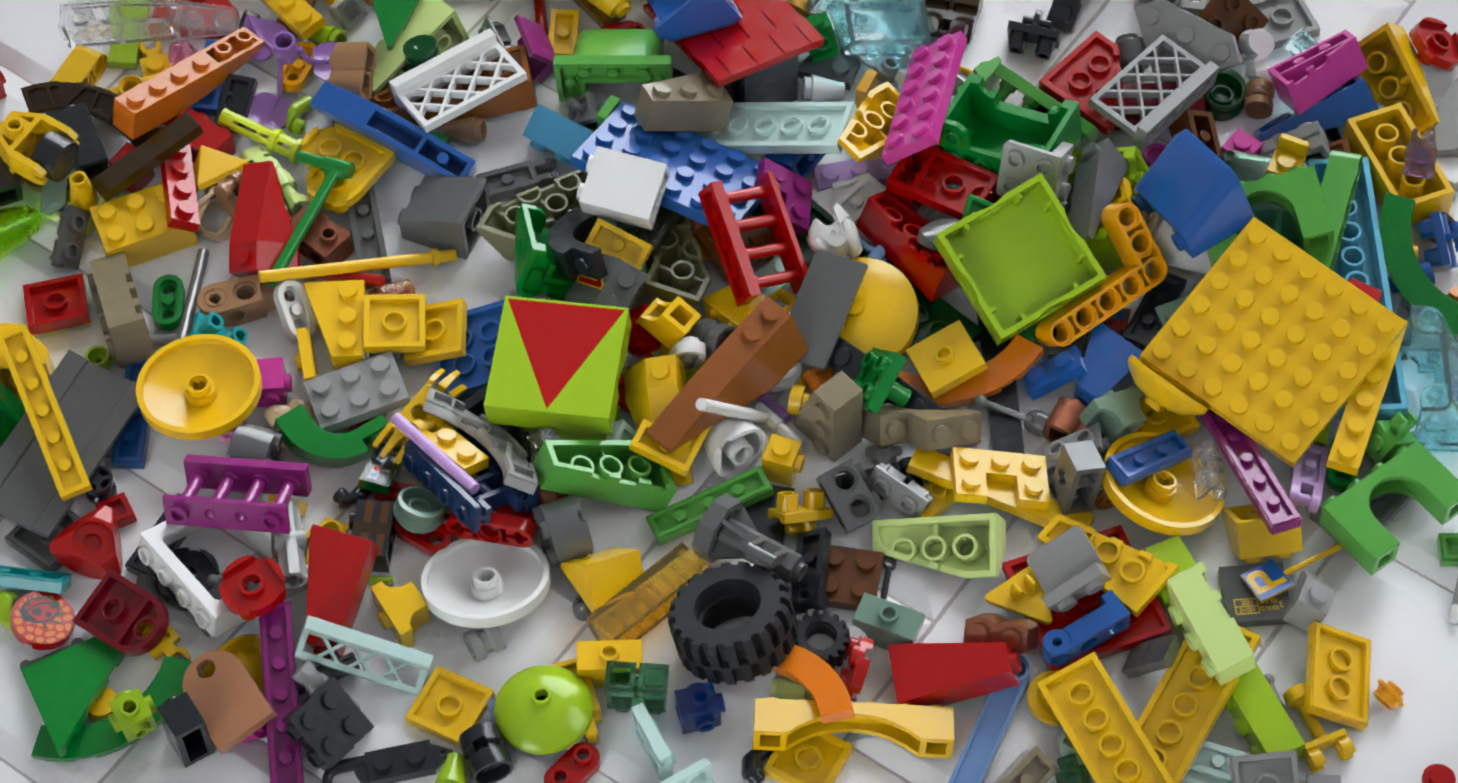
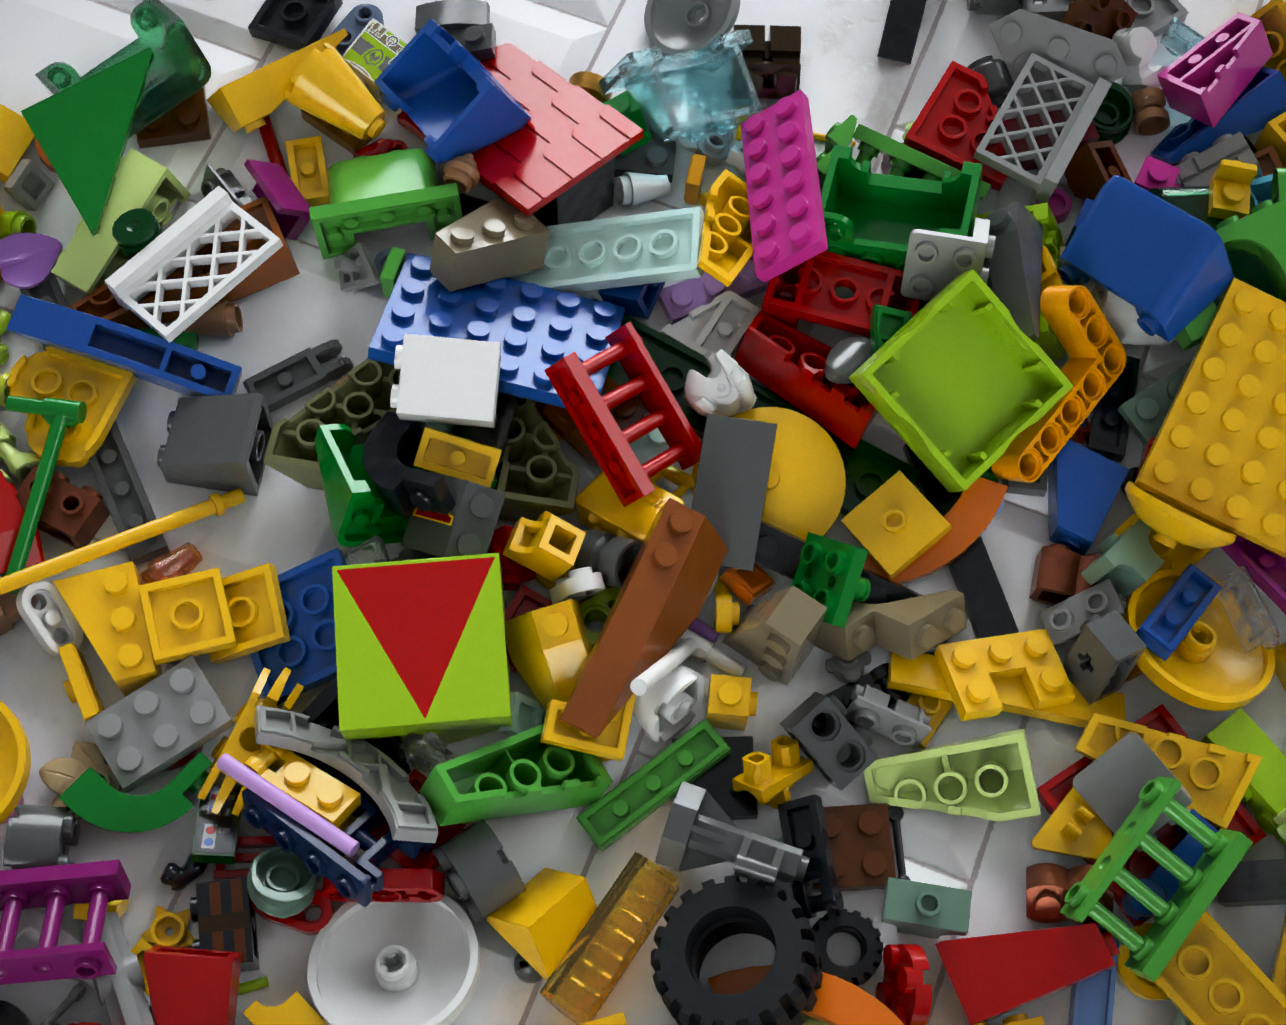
camera: 20 degrees left, 10 degrees up
(274, 382) = (44, 726): dark pink brick -> none
(353, 67) = (53, 269): medium nougat brick -> none
(369, 279) = (138, 556): red bar -> none
(556, 133) = (338, 308): dark azure brick -> none
(678, 48) = (463, 172): none -> medium nougat plate
(795, 193) = (652, 328): magenta plate -> none
(875, 253) = (770, 396): medium blue hand -> none
(1033, 420) = (1018, 581): hinge -> none
(1034, 31) = (870, 70): black hips -> none
(1054, 373) = (1026, 514): blue plate -> none
(1090, 631) = (1197, 883): none -> bright green fence

